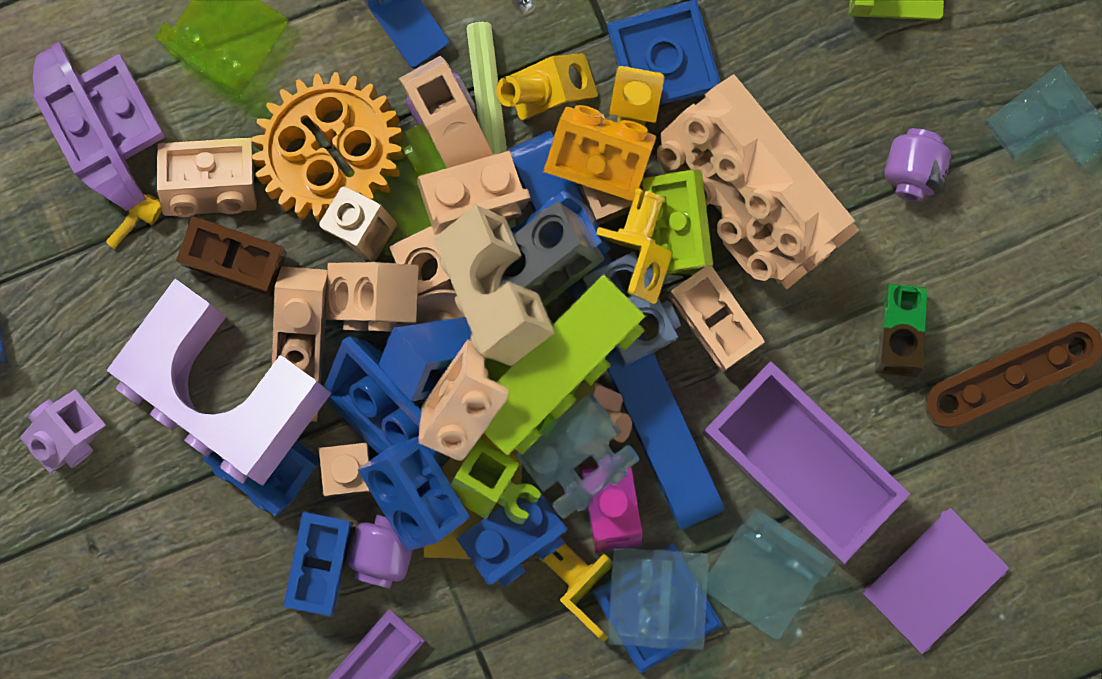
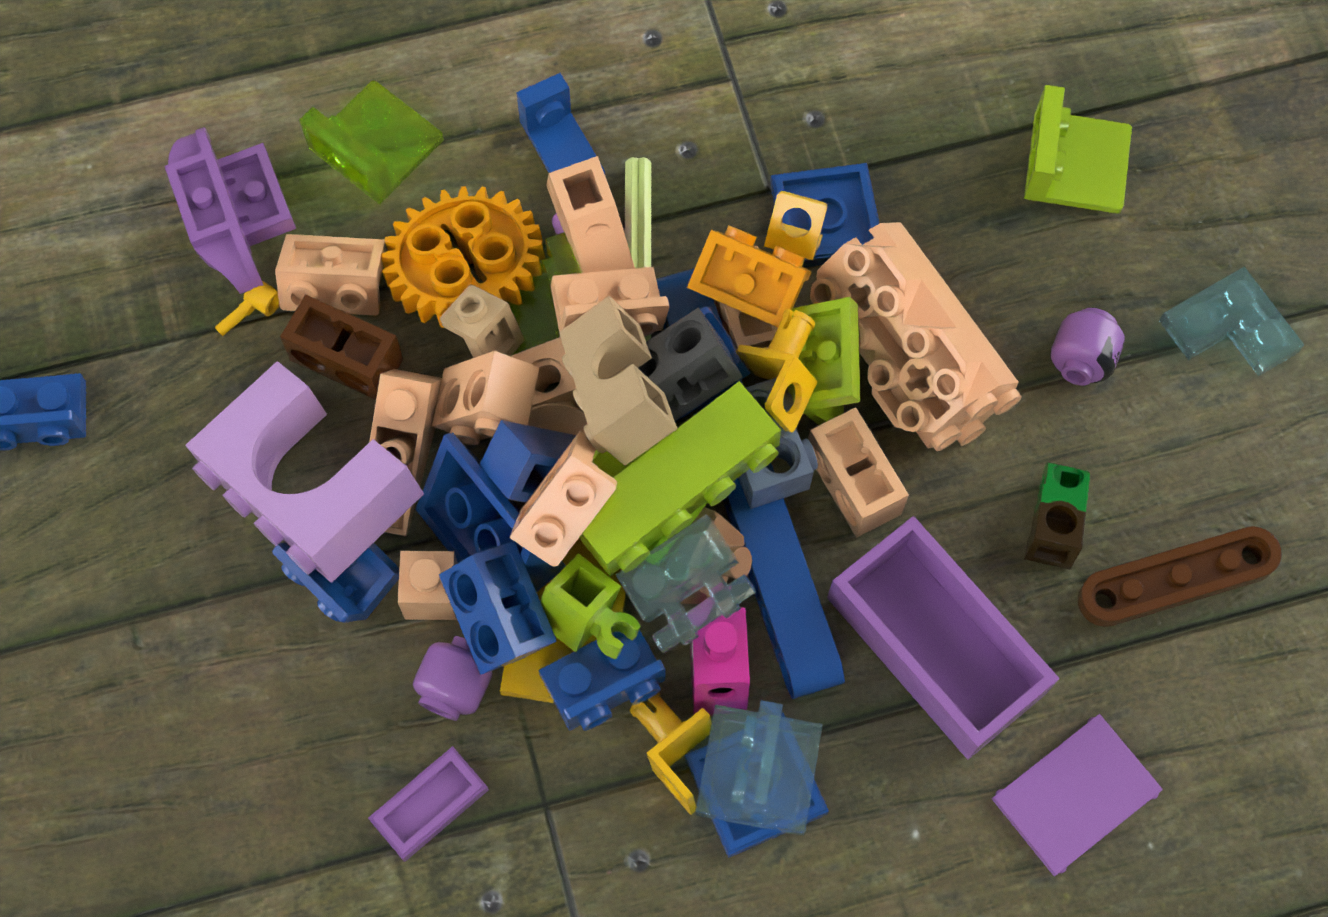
camera: 10 degrees right, 15 degrees down
(62, 431) = (125, 505): lavender brick -> none
(318, 564) = (379, 680): blue brick -> none
(546, 85) = (689, 224): yellow bracket -> none
(766, 573) = (887, 756): clear light blue bracket -> none

